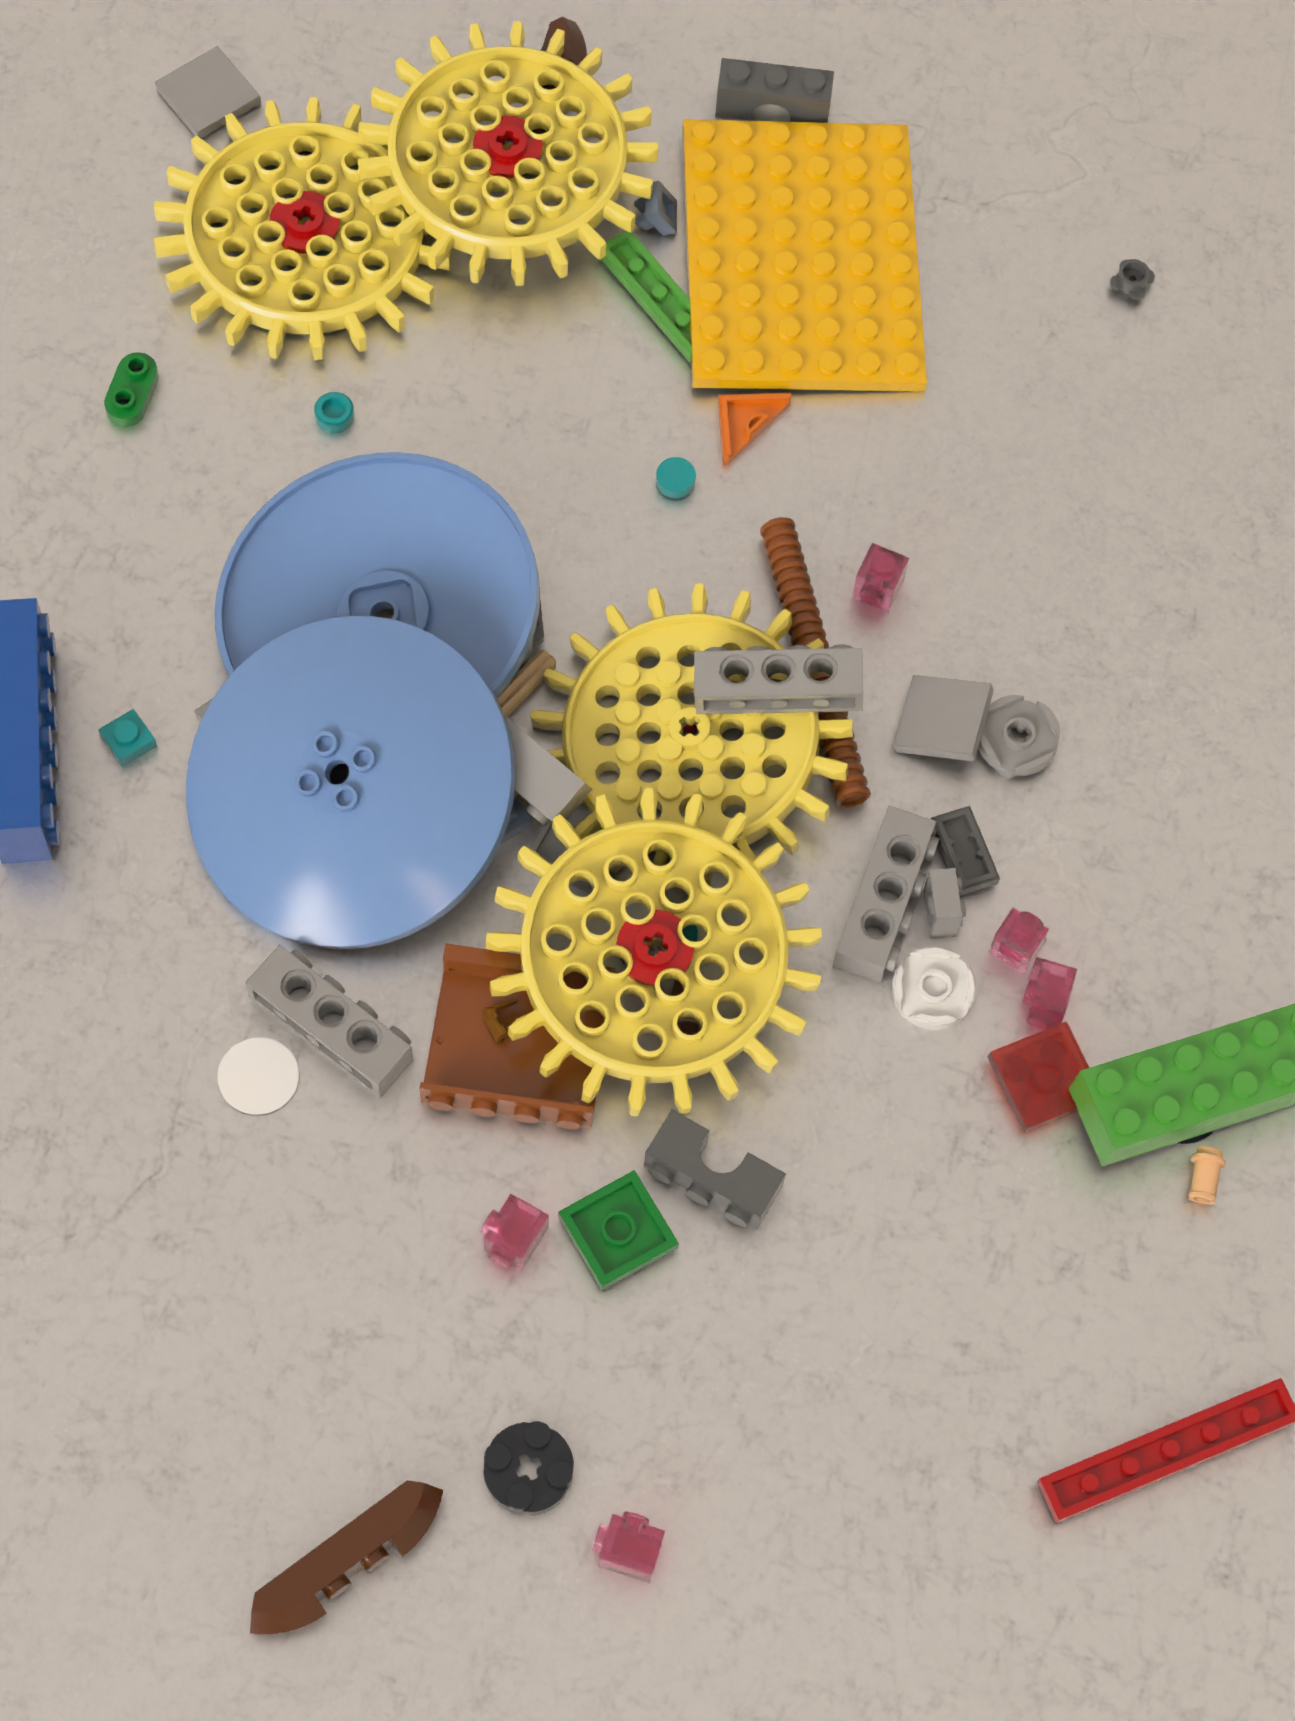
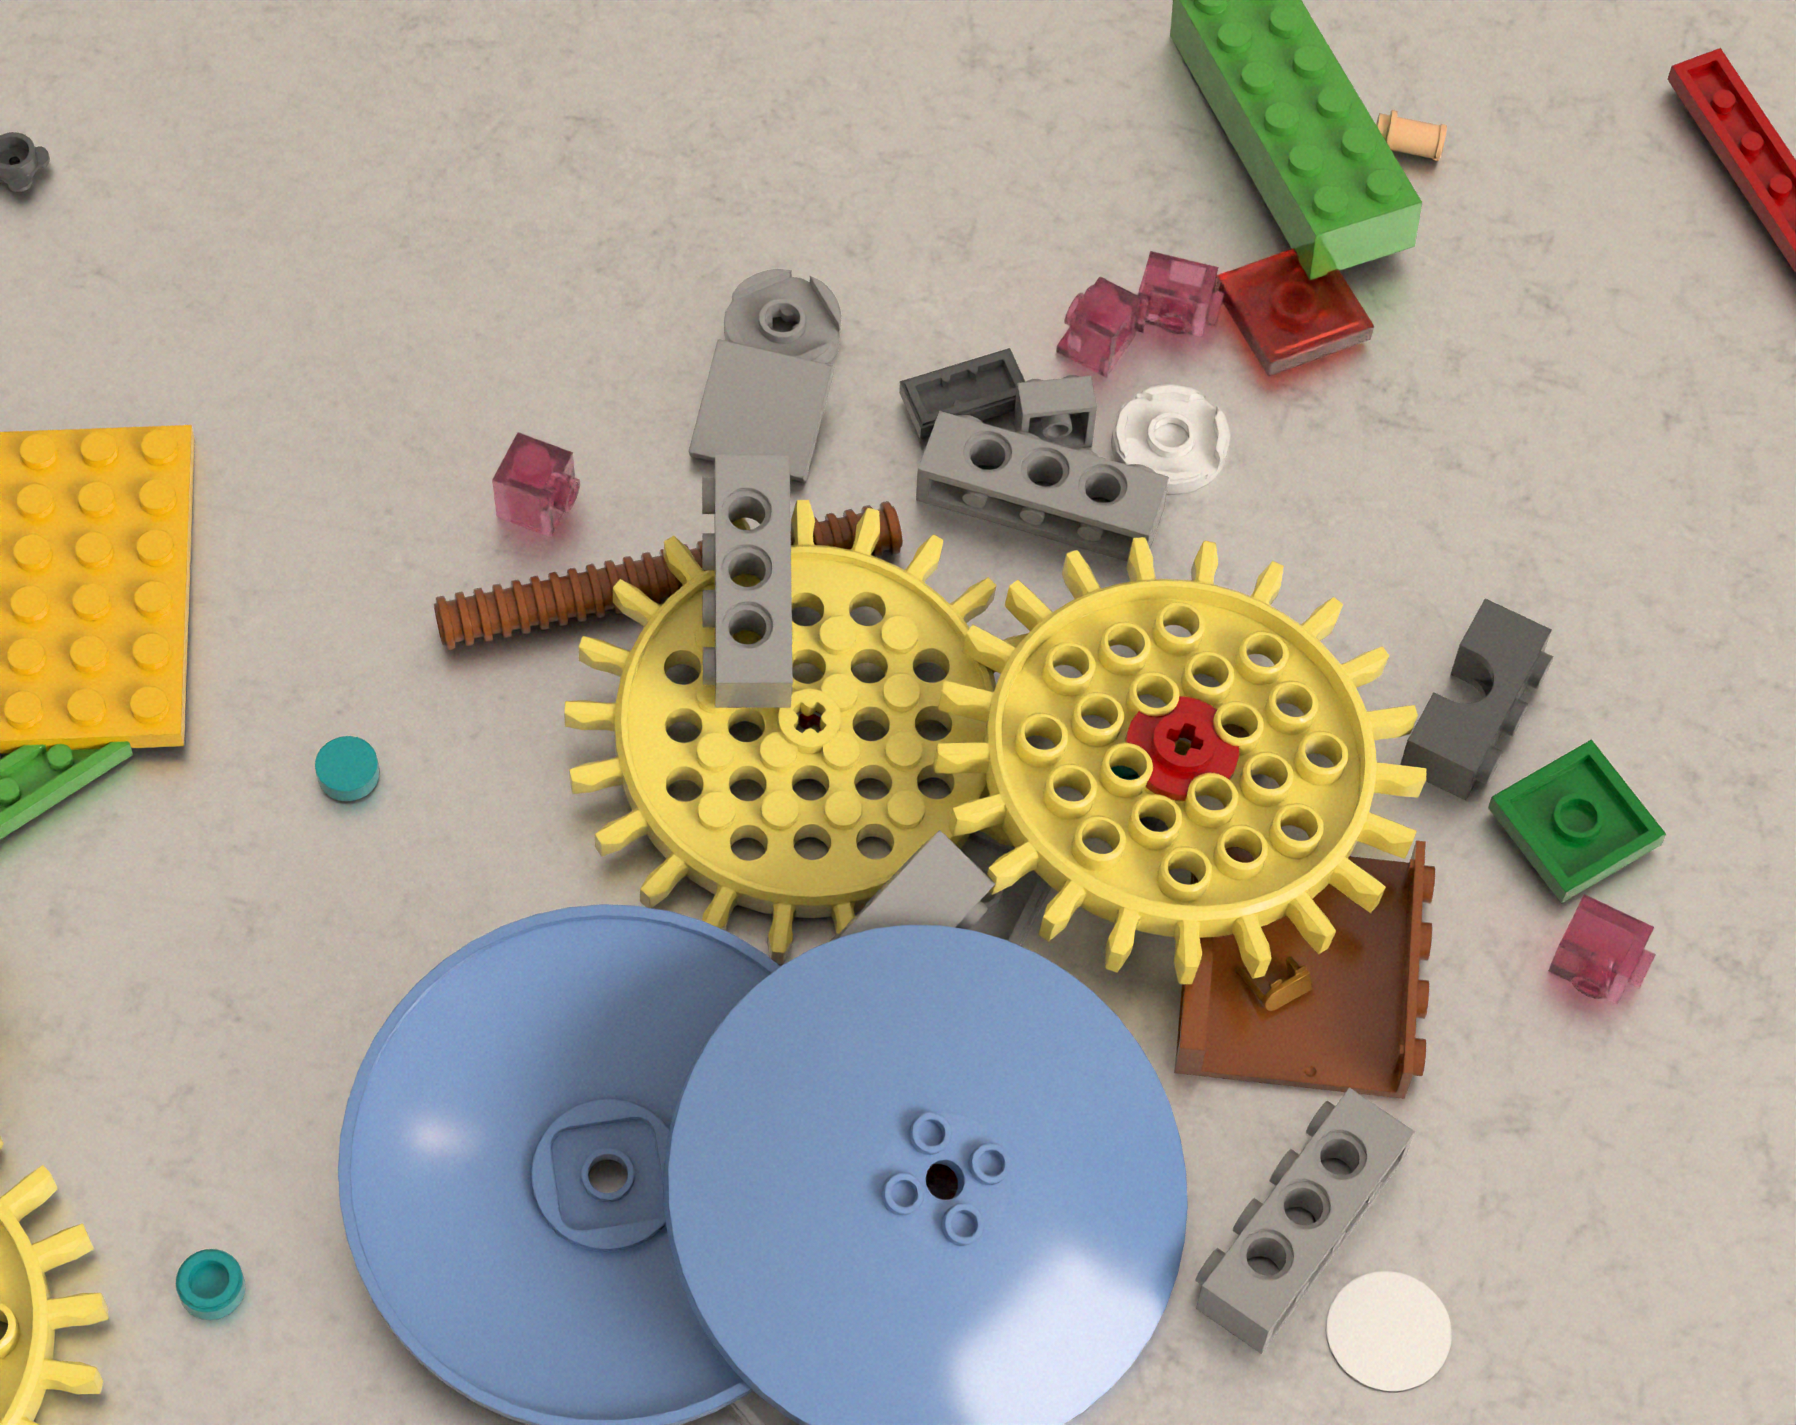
camera: 90 degrees left, 5 degrees down
(745, 418) = (243, 677): orange tile -> none

